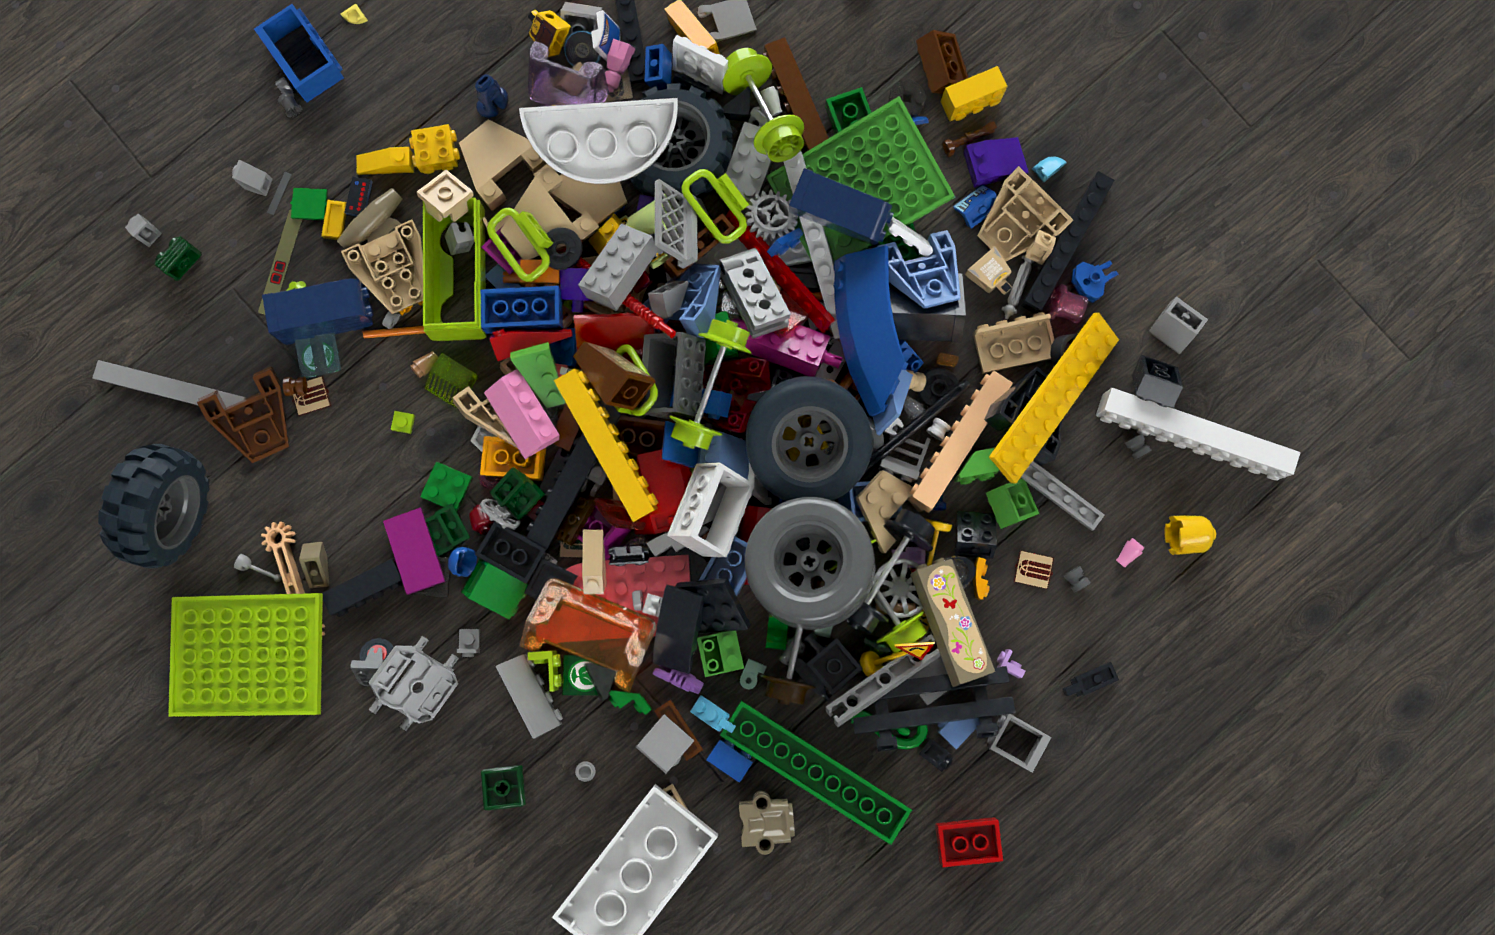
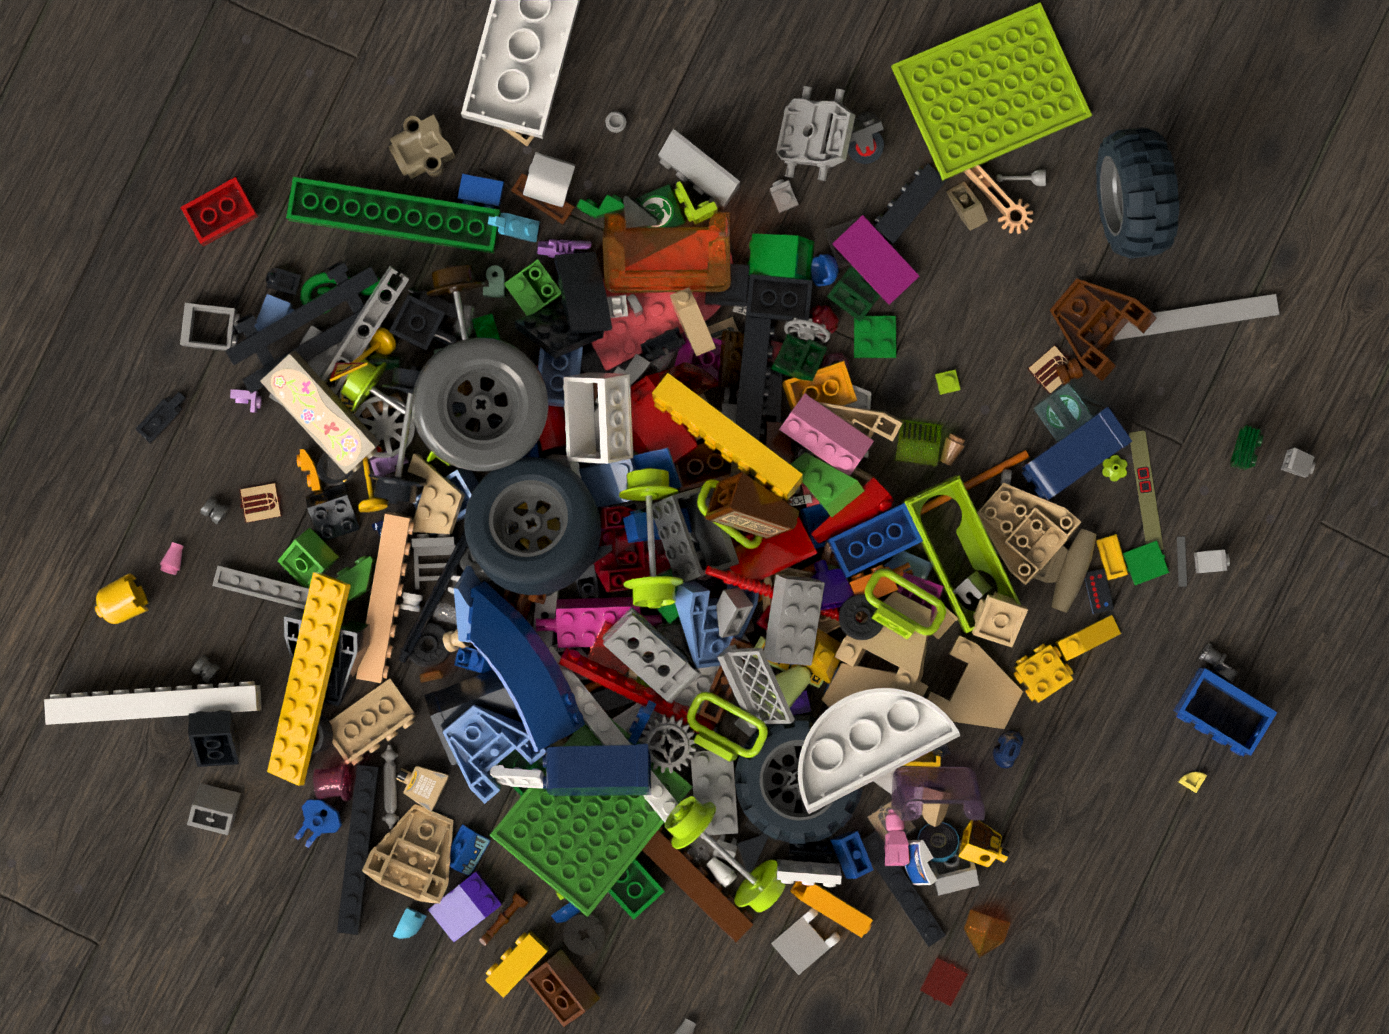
camera: 155 degrees right, 5 degrees up
(493, 797) = (691, 60): dark green brick -> none
(1041, 247) = (383, 829): tan bracket -> none

